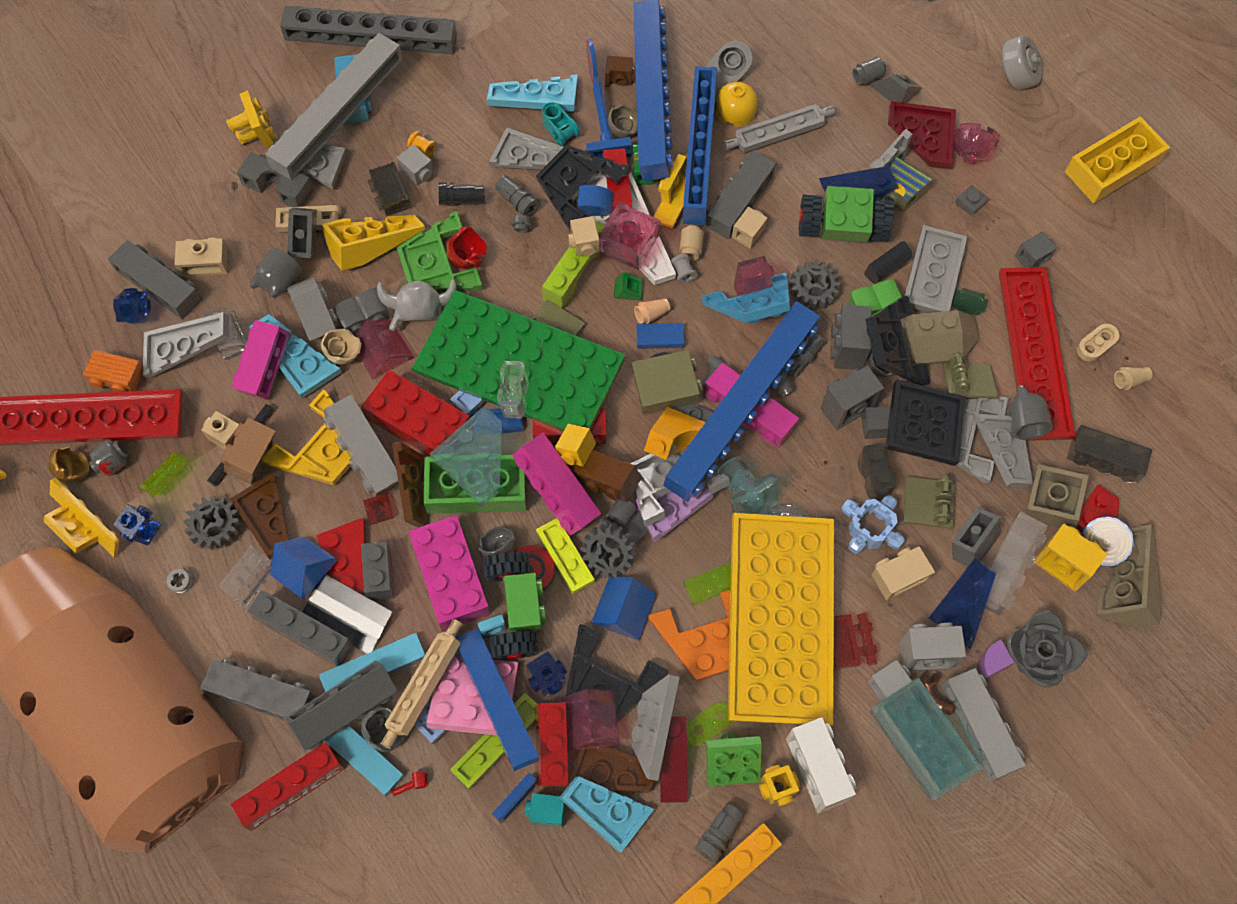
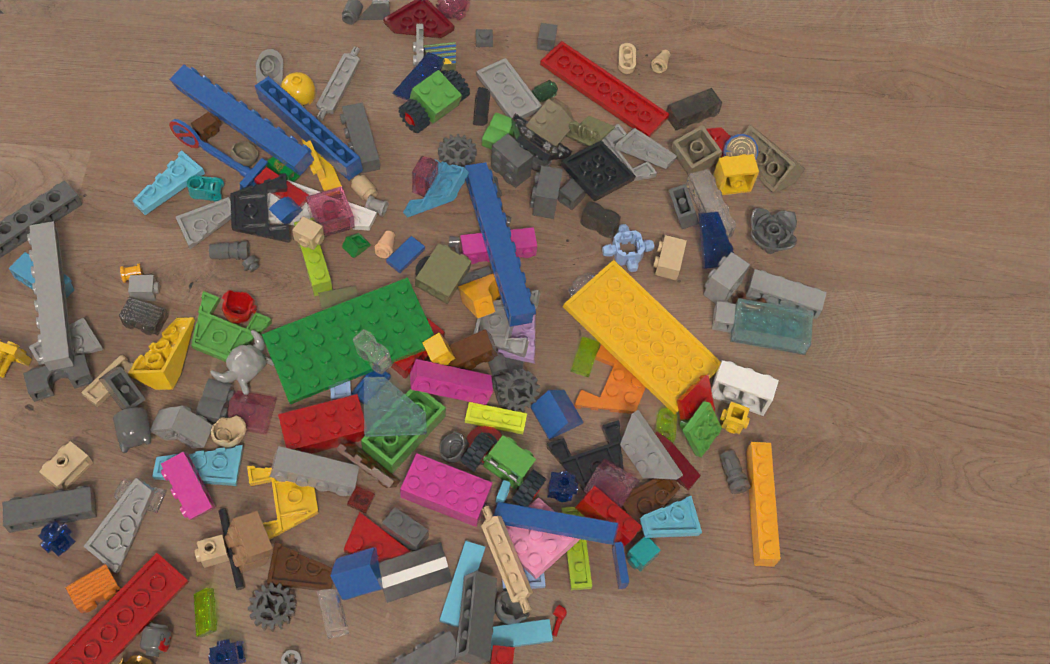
camera: 55 degrees left, 5 degrees down
(300, 628) = (400, 606): dark grey brick -> none
(460, 194) = (194, 278): black axle -> none
(748, 493) = (552, 289): clear light blue plant -> none
(749, 227) = (387, 151): tan brick -> none
(770, 726) = (694, 397): none -> red wing
(846, 651) = (688, 320): clear red plate -> none
(929, 501) = (640, 211): olive hinge -> none
(994, 660) = (756, 257): medium lavender brick -> none
(1029, 415) = (641, 121): dark grey piece -> none

